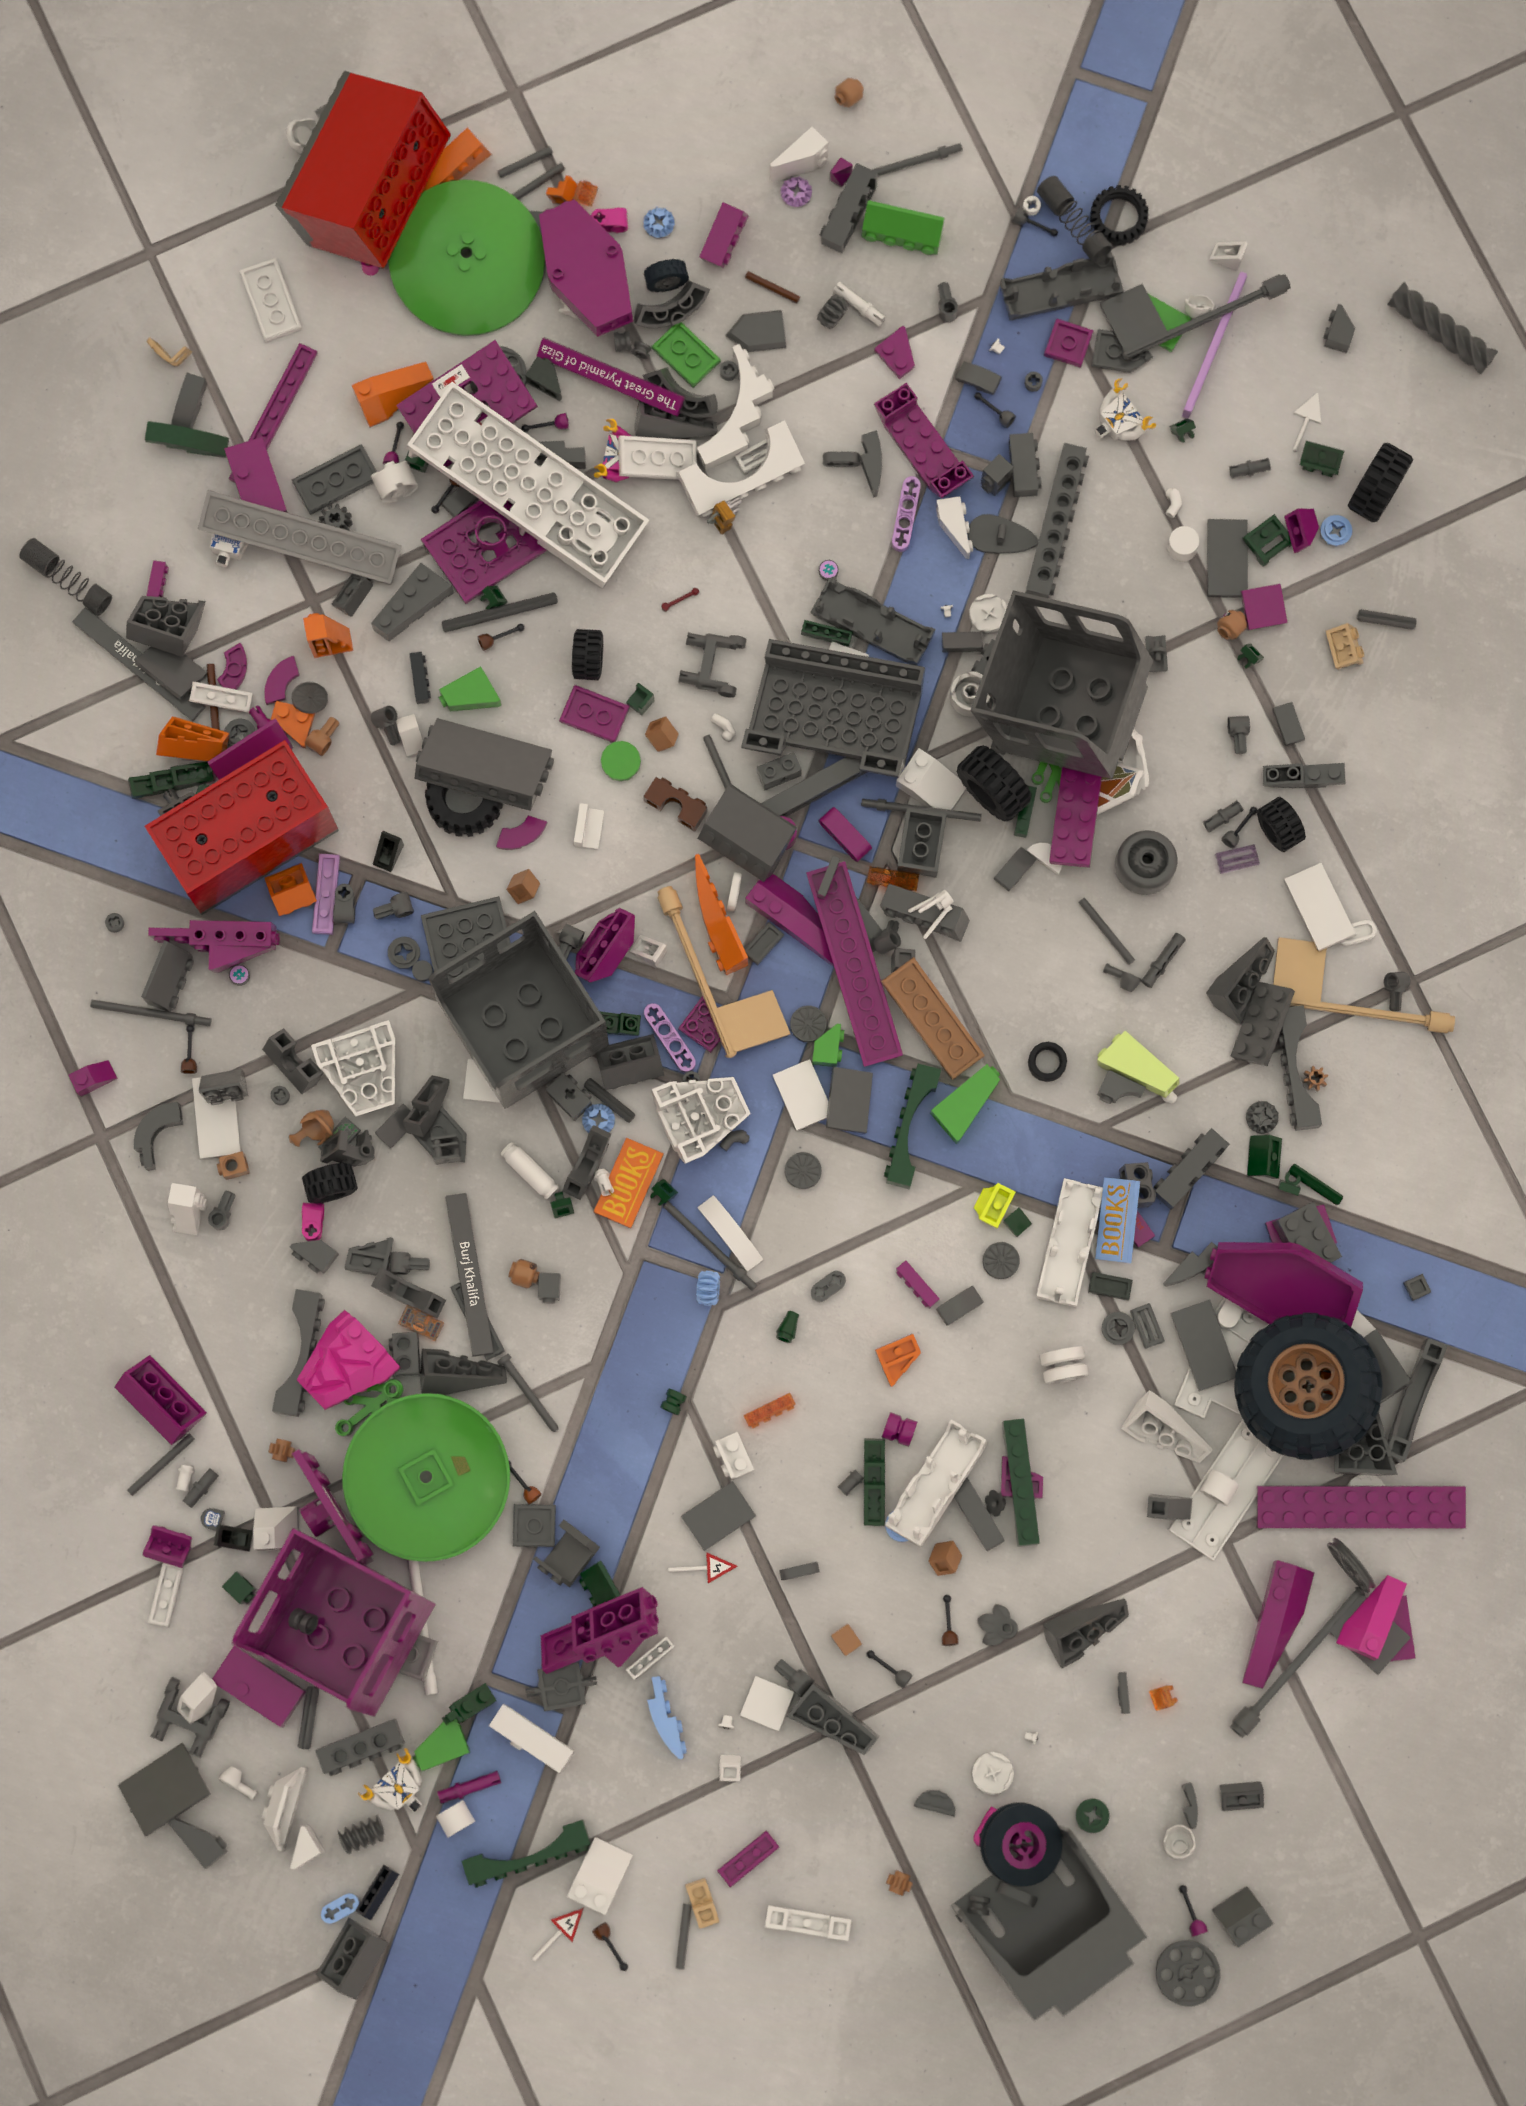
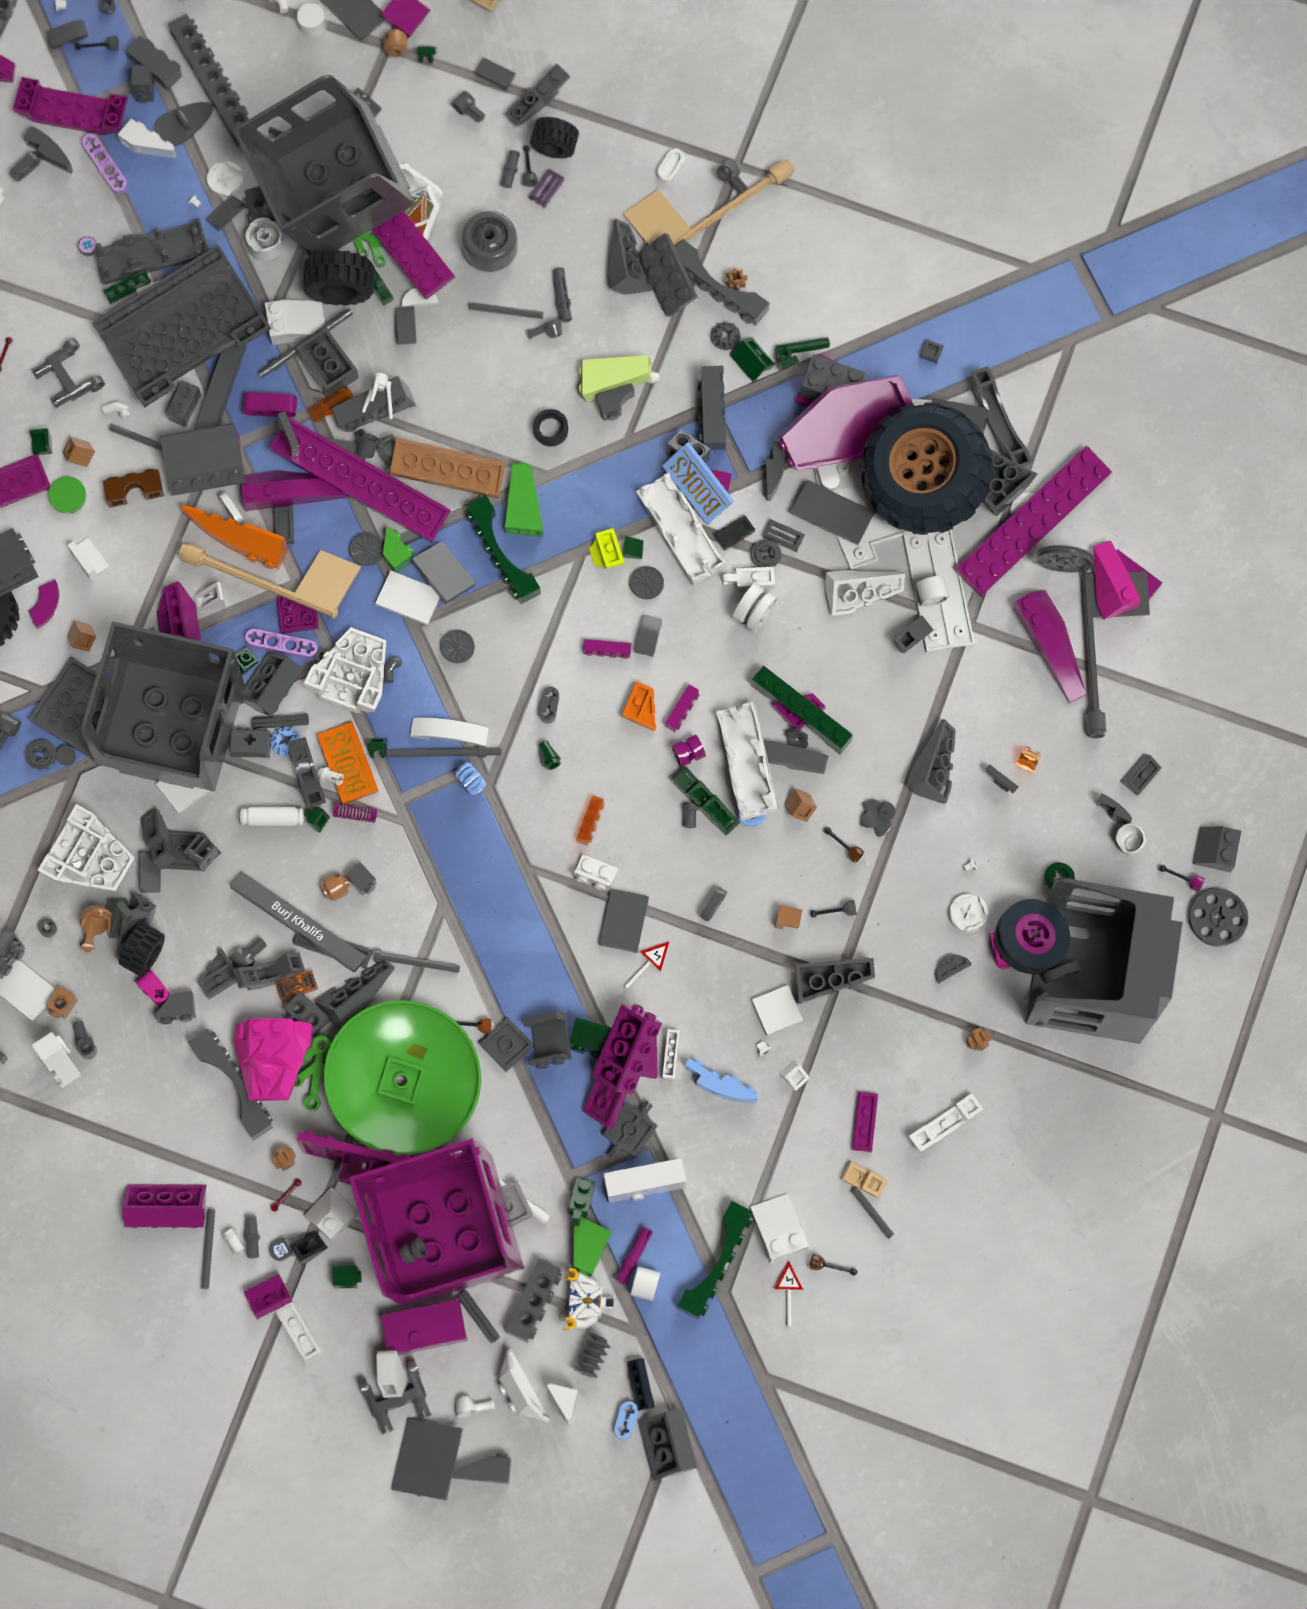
camera: 45 degrees left, 5 degrees down
(240, 1480) = (274, 1207): none -> dark red hinge
(281, 1051) = (19, 896): dark grey arch -> none
(607, 1244) = (372, 818): none -> magenta piece
(673, 1401) = (520, 875): dark green wheel -> none
(798, 1680) = (783, 975): dark grey axle -> none
(928, 1389) = (682, 707): none -> magenta piece
(1087, 1336) = (748, 576): none -> white plate
(1319, 907) = (631, 169): white tile -> none

